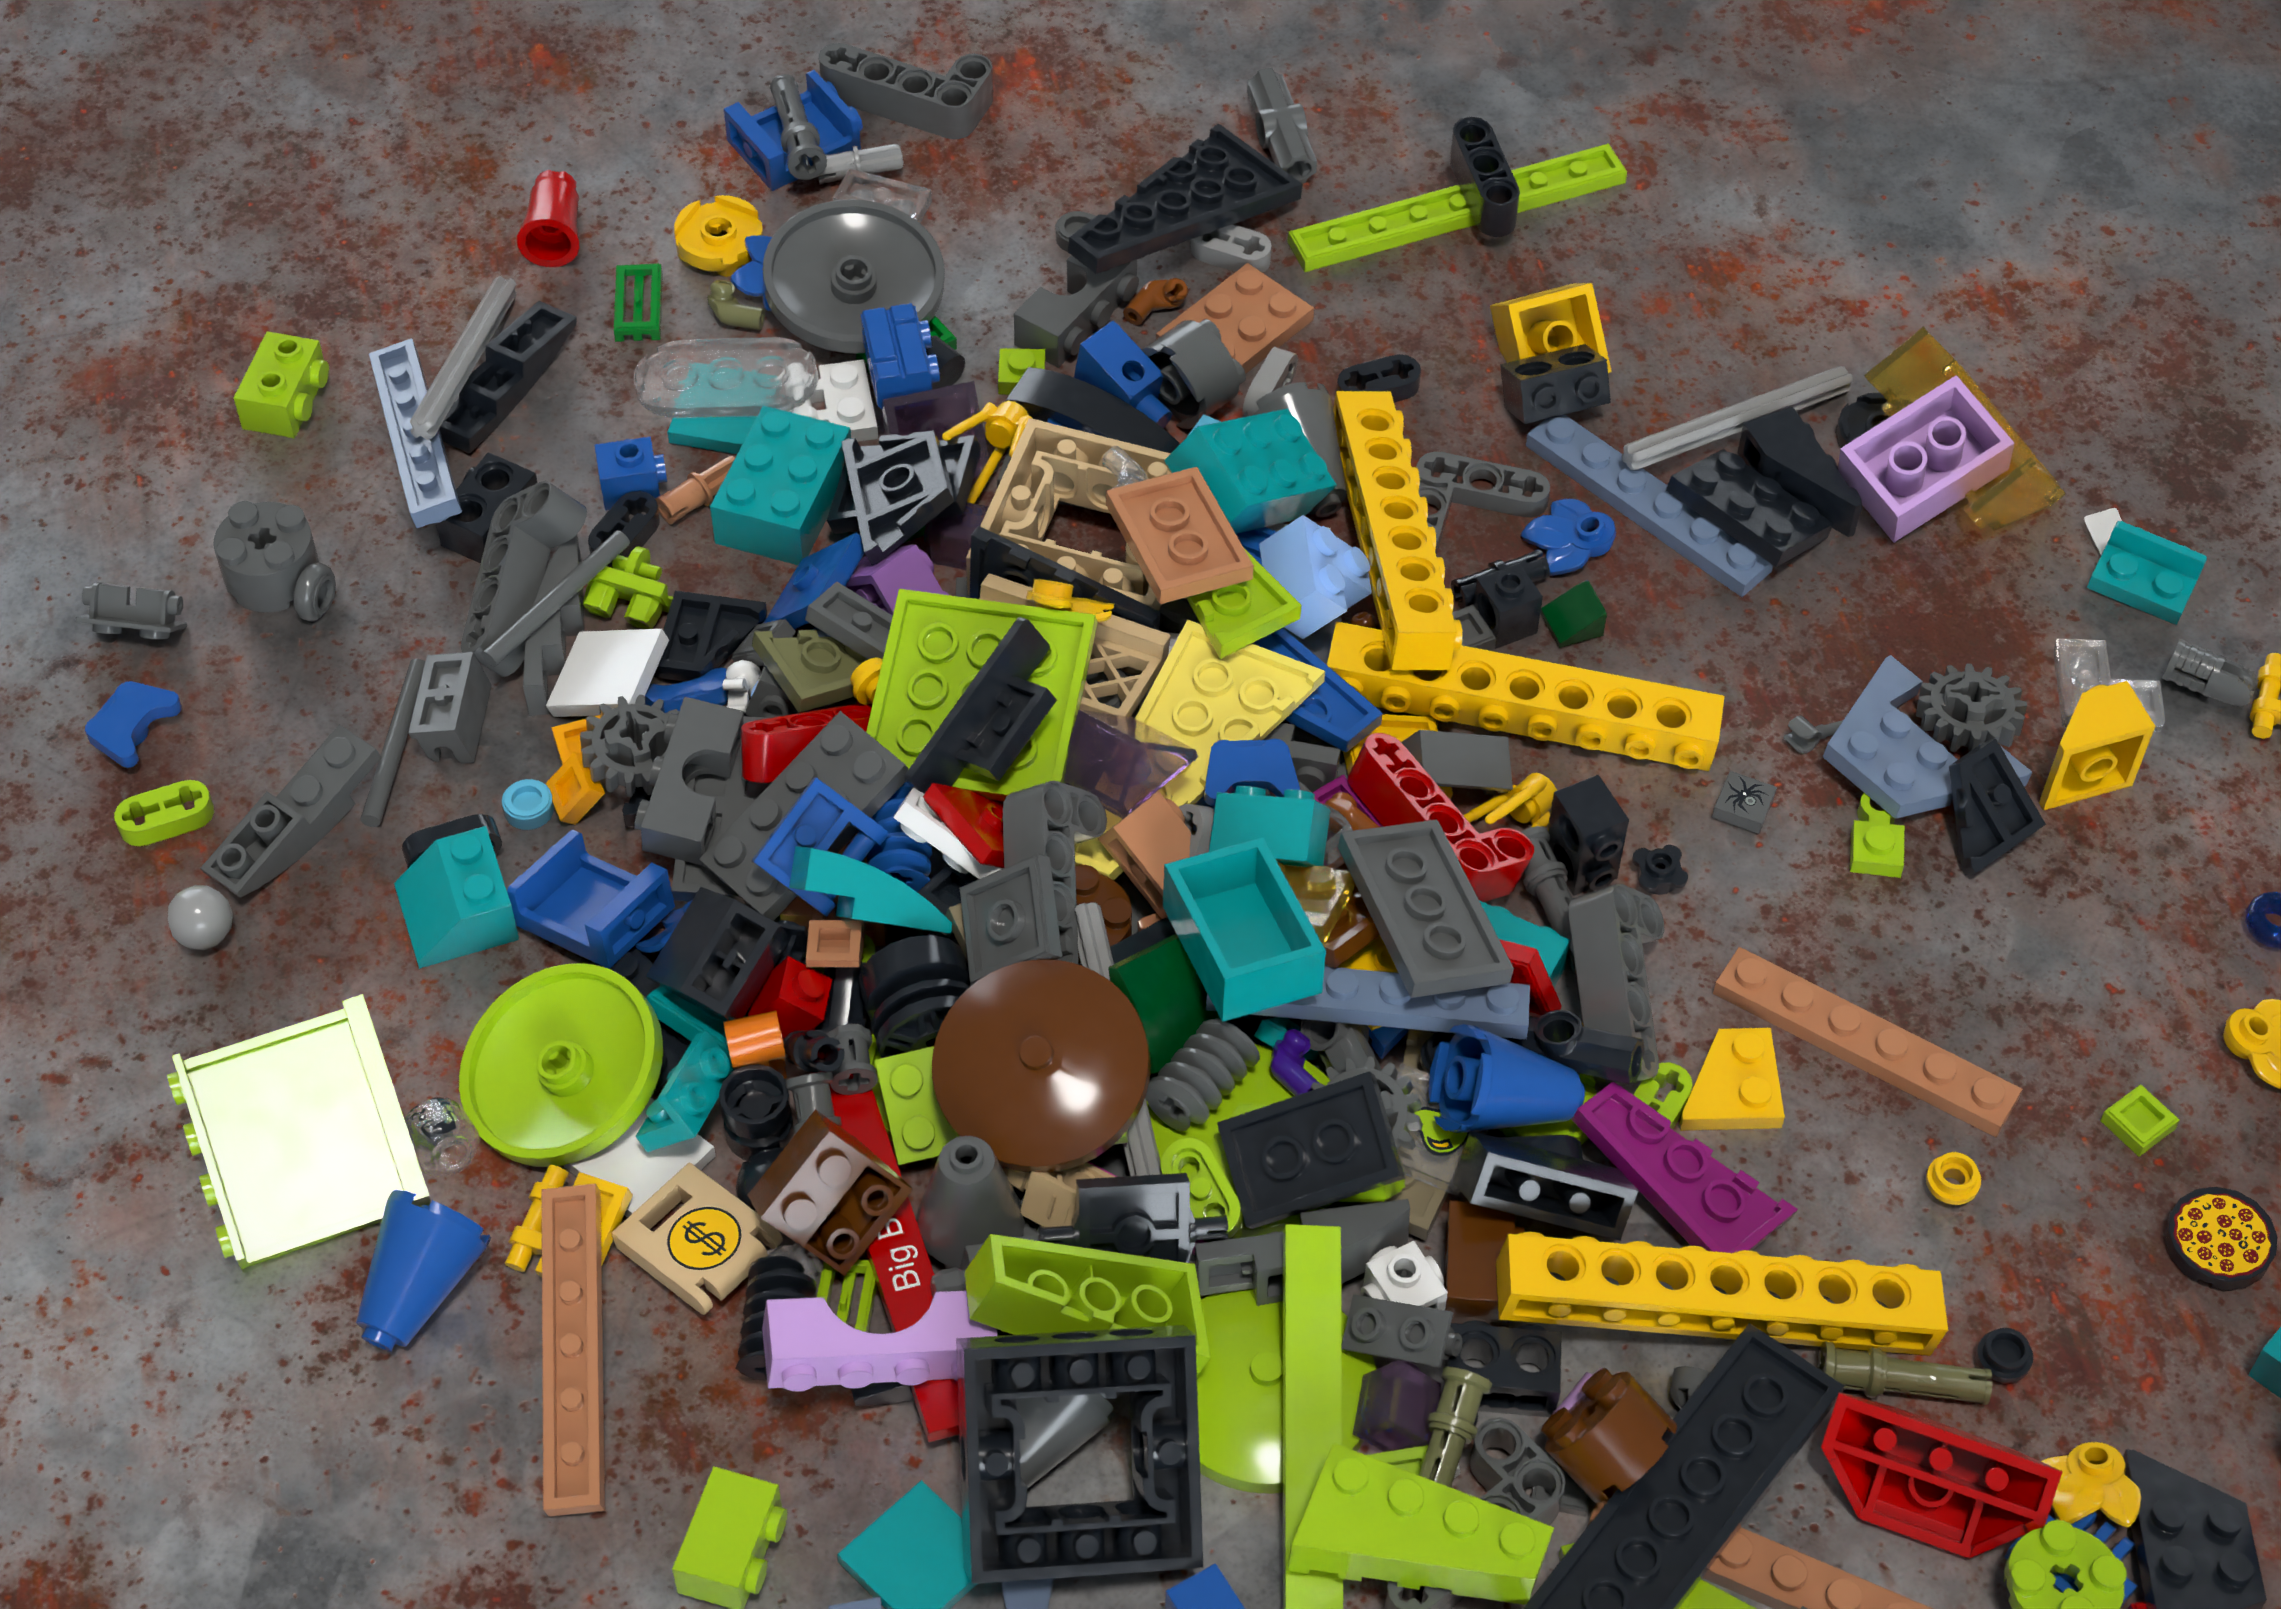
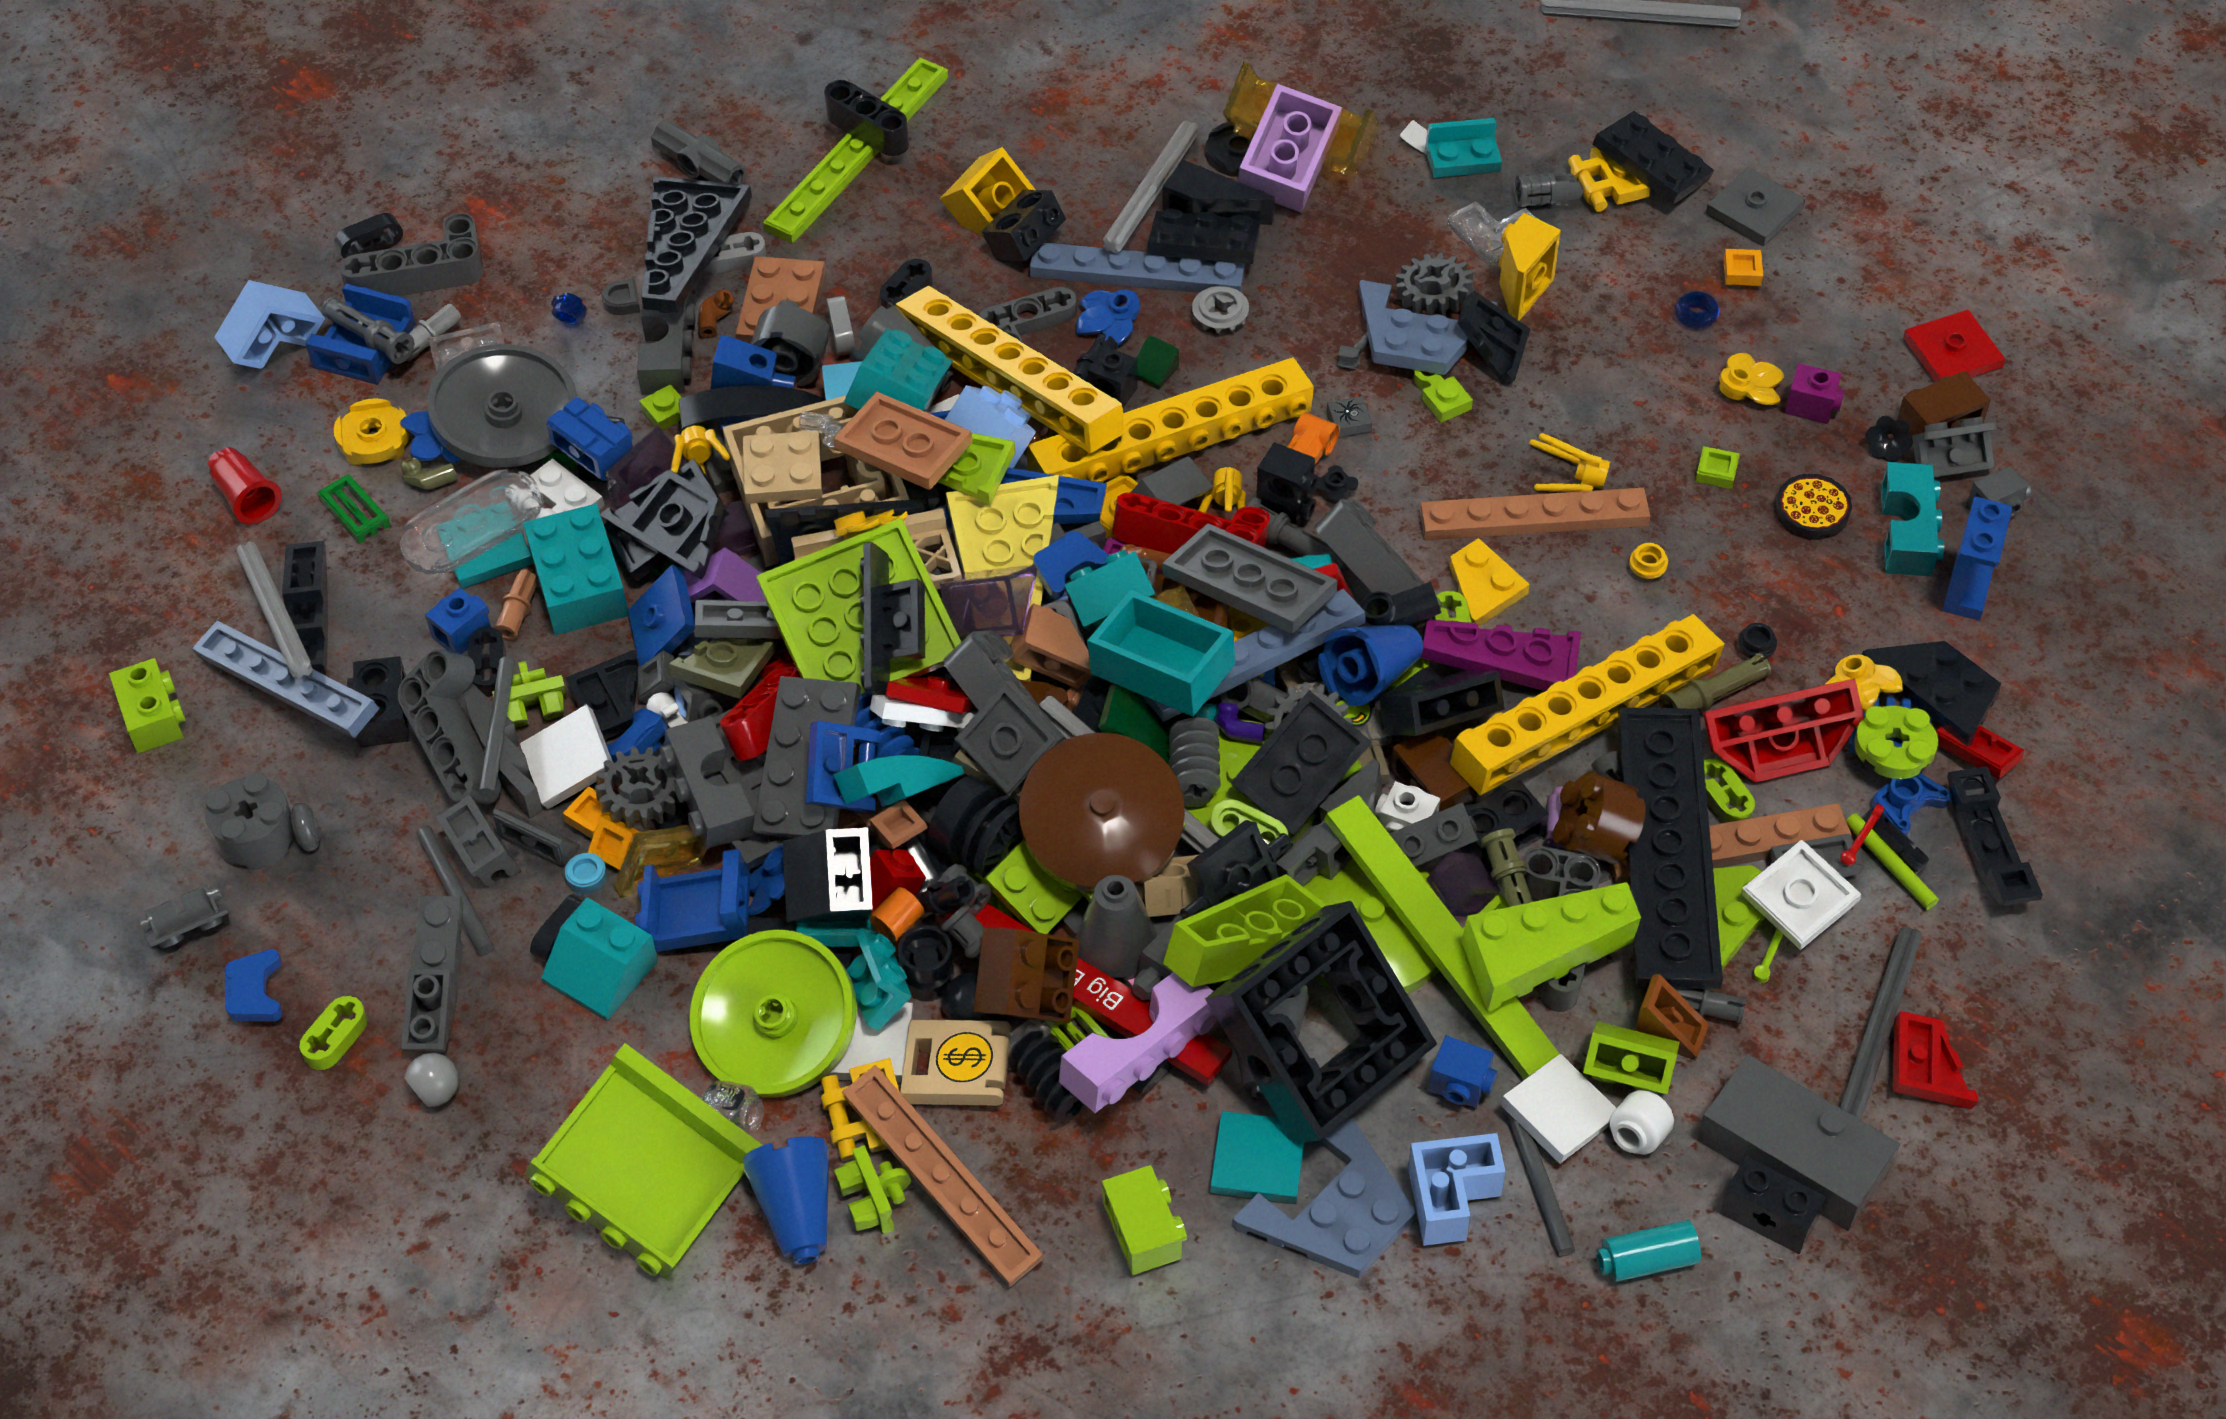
camera: 35 degrees left, 0 degrees up
(508, 1320) = (875, 1207): none -> lime hips
(513, 734) = (534, 837): none -> dark grey slope
(605, 828) = (666, 849): none -> clear yellow wing
(712, 62) = (262, 319): none -> light blue brick
(865, 680) = (774, 650): yellow plate -> none
(886, 35) = (369, 235): none -> black beam
(1013, 213) = (568, 308): none -> clear blue plate
(1048, 494) = (782, 467): none -> tan plate
(1673, 801) = (1314, 436): none -> orange piece
(1720, 593) = (1227, 300): none -> light grey gear
(1819, 1507) = (1728, 790): none -> lime beam
(1971, 1029) = (1590, 470): none -> yellow plant

